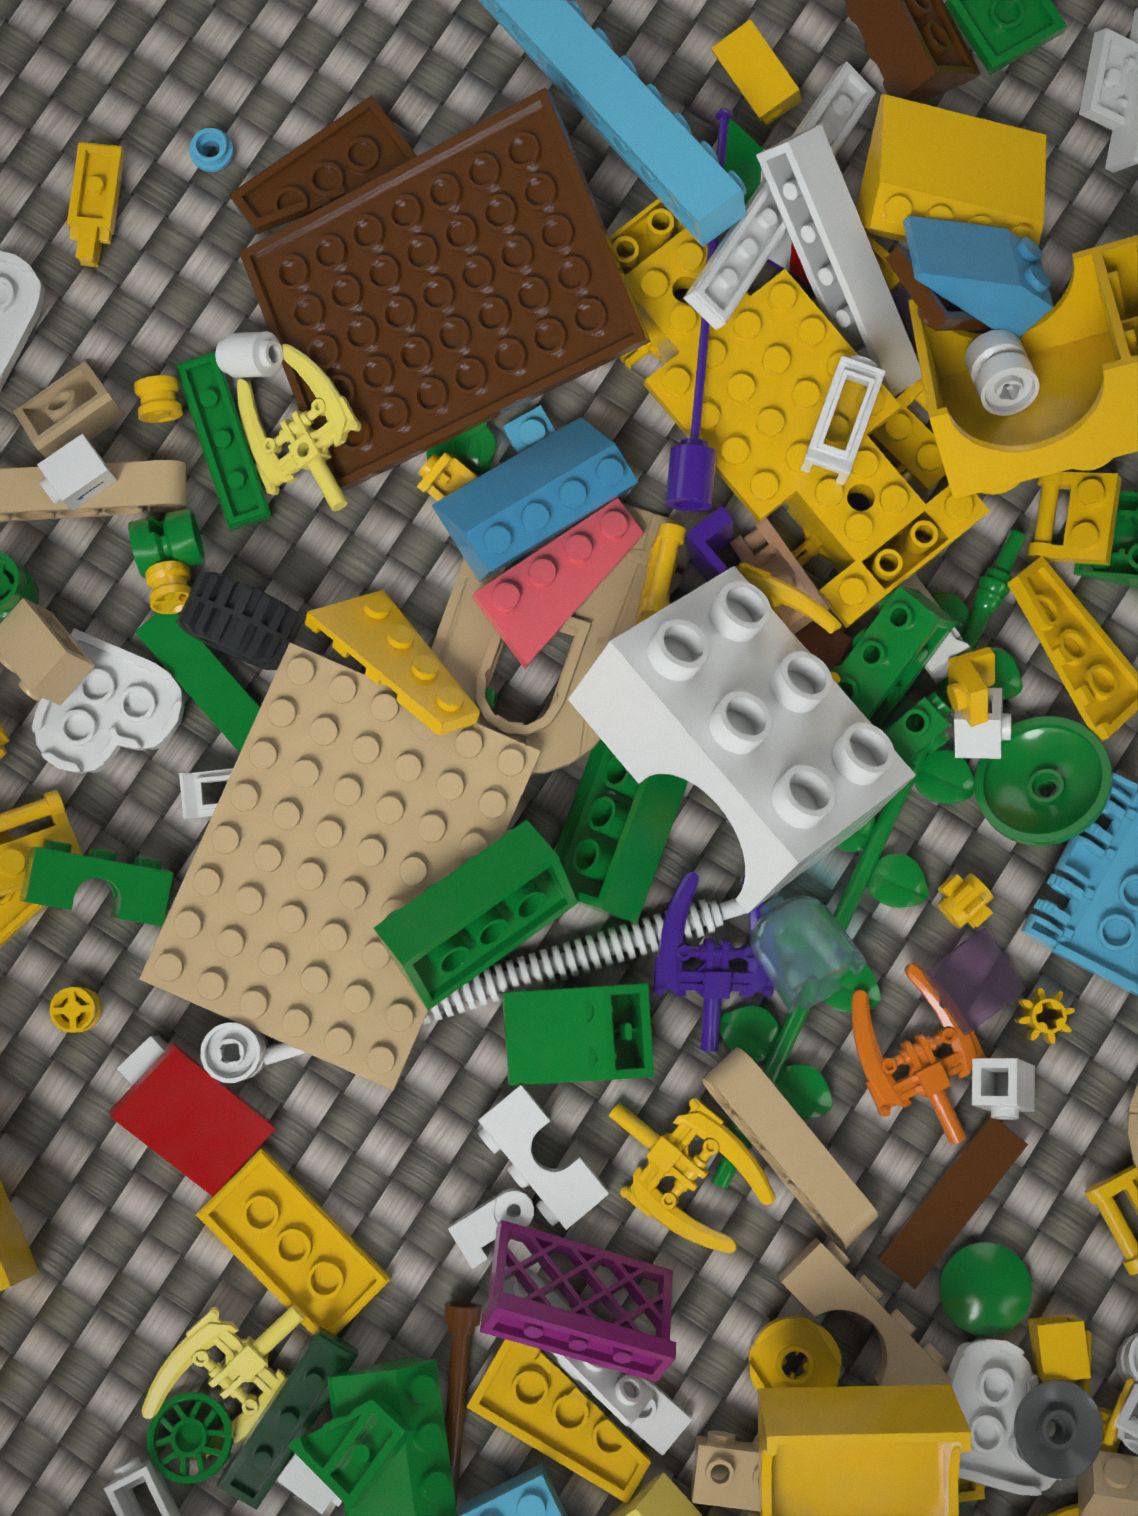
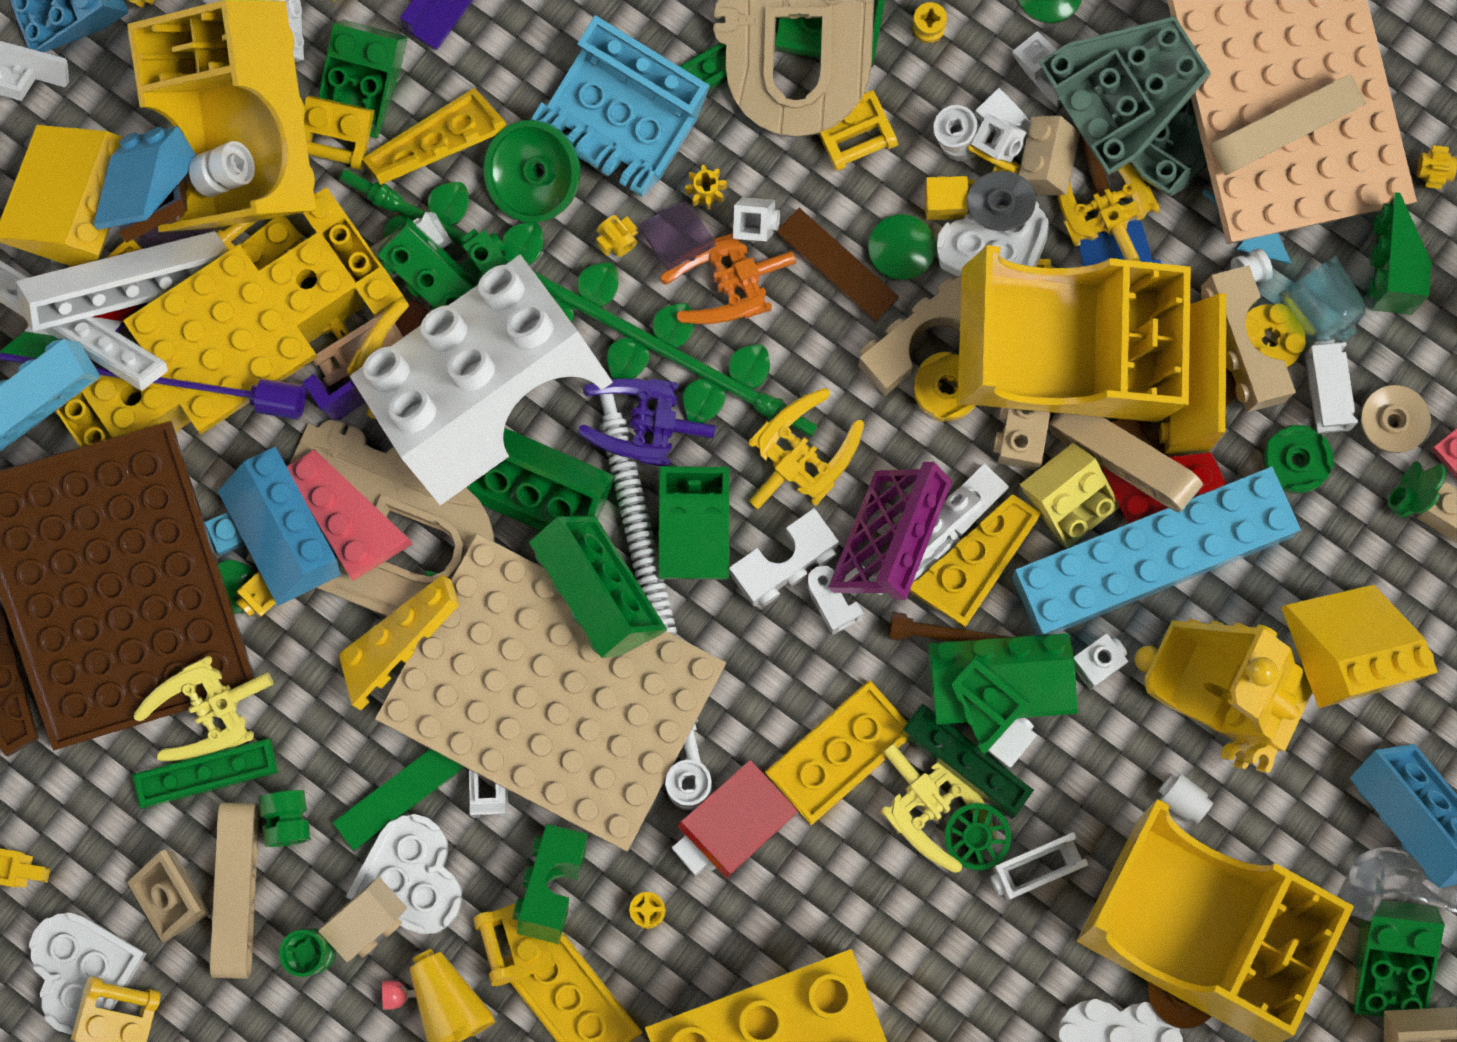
camera: 85 degrees left, 5 degrees down
(75, 473) = (223, 881): white brick -> none
(158, 399) = (166, 821): yellow wheel -> none
(168, 586) = (321, 816): yellow wheel -> none
(239, 620) = (353, 758): black tyre -> none
(249, 354) = (139, 744): white brick -> none
(660, 570) = (350, 437): yellow plate -> none
(790, 1148) = (788, 374): tan beam -> none
(803, 950) = (643, 351): clear light blue cylinder -> none
(863, 372) = (269, 305): white window -> none
(968, 684) = (456, 214): yellow bracket -> none
(986, 738) = (485, 211): white brick -> none

